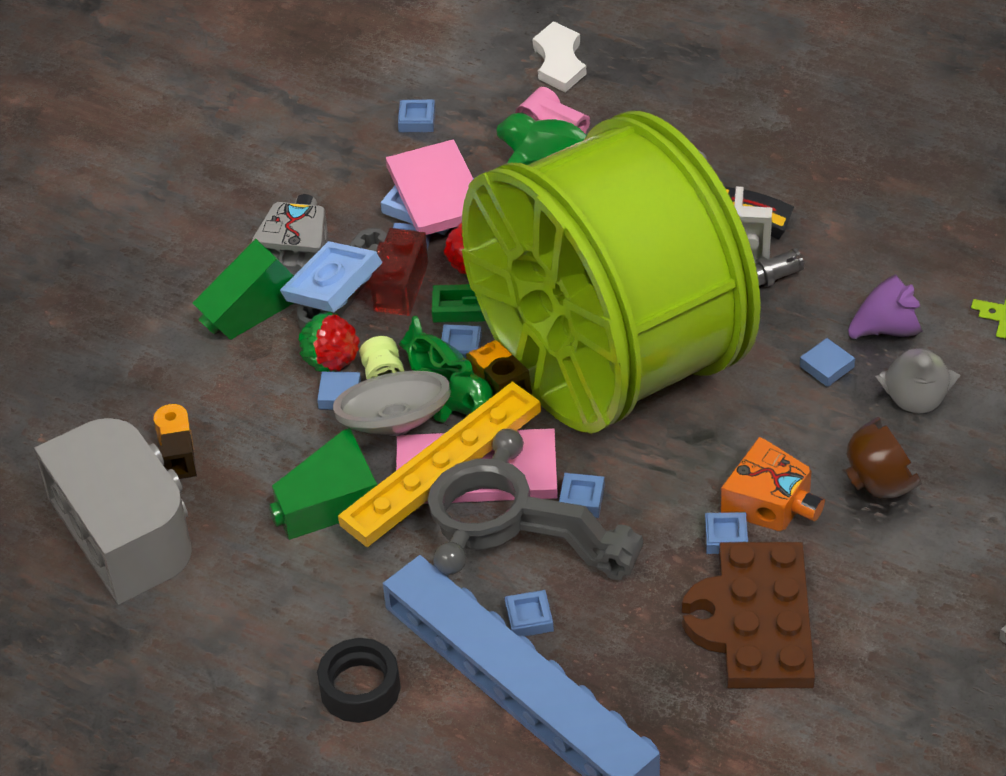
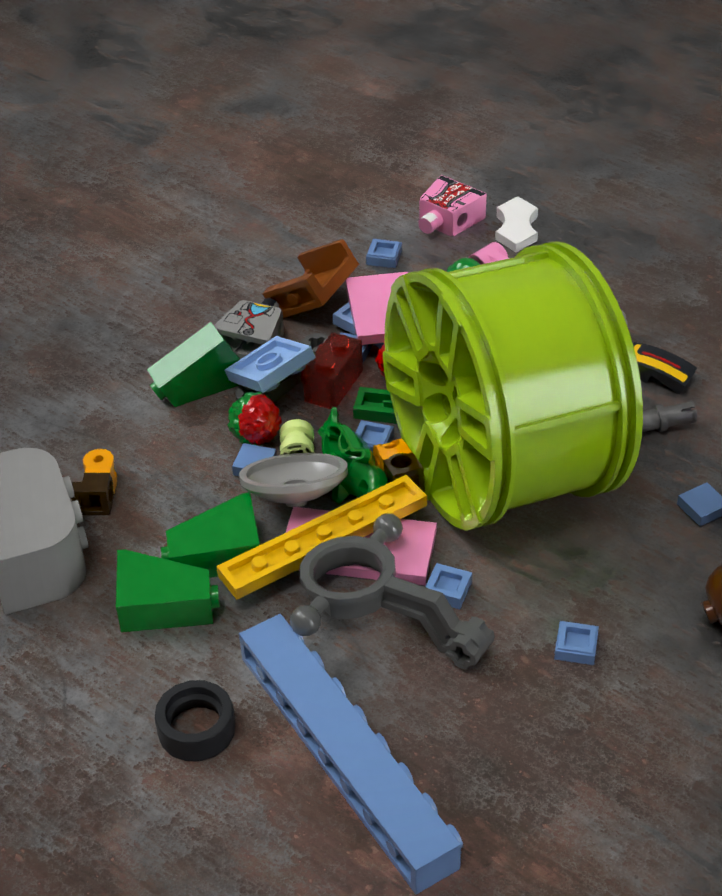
camera: 10 degrees right, 5 degrees down
(285, 553) = (162, 593): none -> green slope
(356, 163) = (324, 273): none -> dark orange panel
(480, 47) = (450, 207): none -> bright pink torso
(529, 613) = (371, 686): medium blue tile -> none
(756, 614) = (589, 726): reddish brown plate -> none
(757, 225) = (654, 376): white panel -> none
(770, 488) = (626, 608): orange torso -> none

